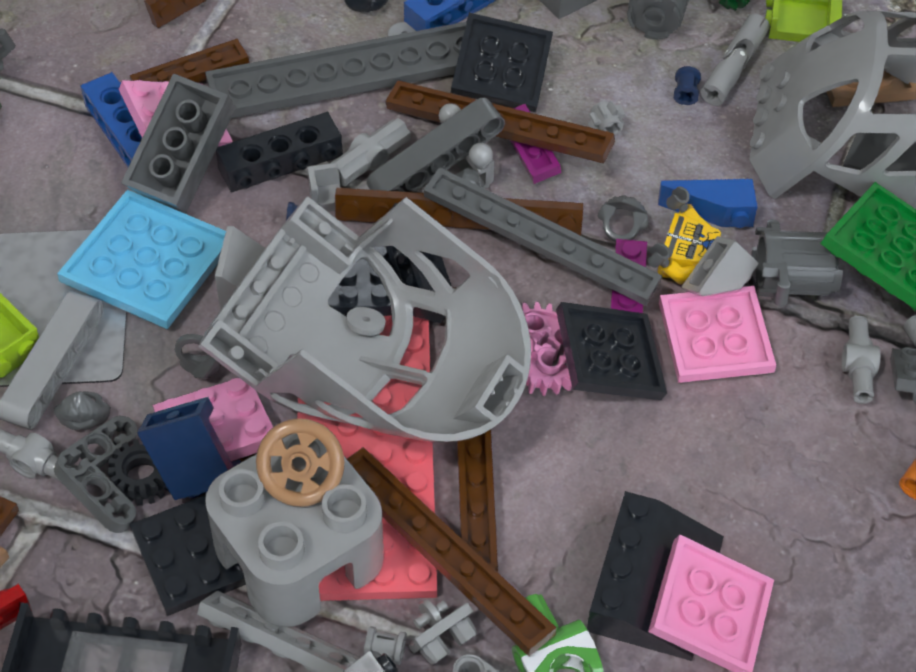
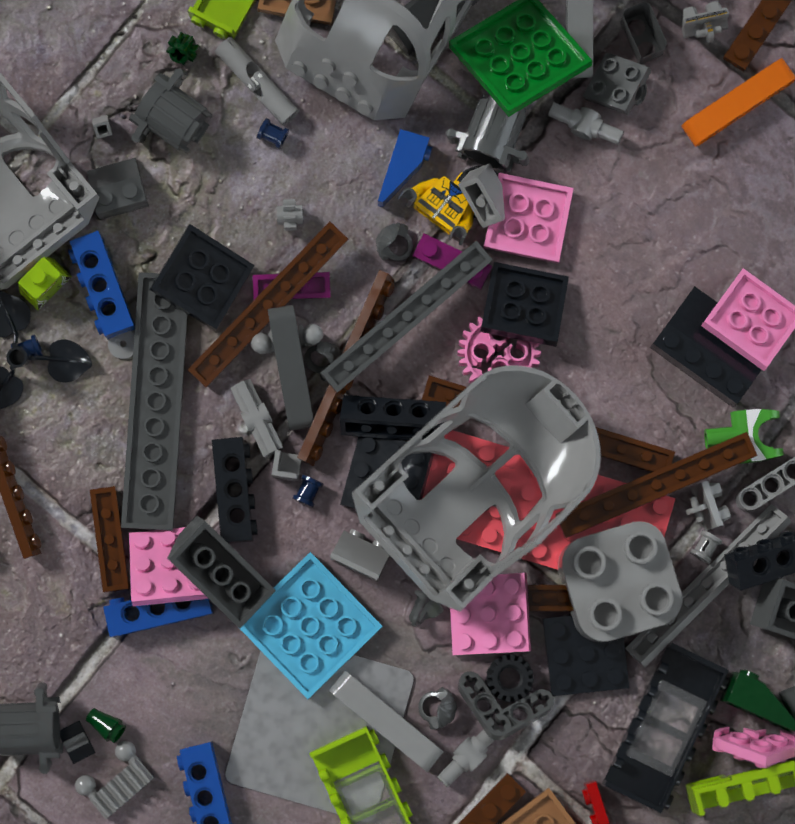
camera: 70 degrees left, 30 degrees up
(185, 448) = (522, 641): dark blue panel -> none
(274, 446) = (603, 568): medium nougat plate -> none
(365, 321) = (447, 482): light grey wheel -> none

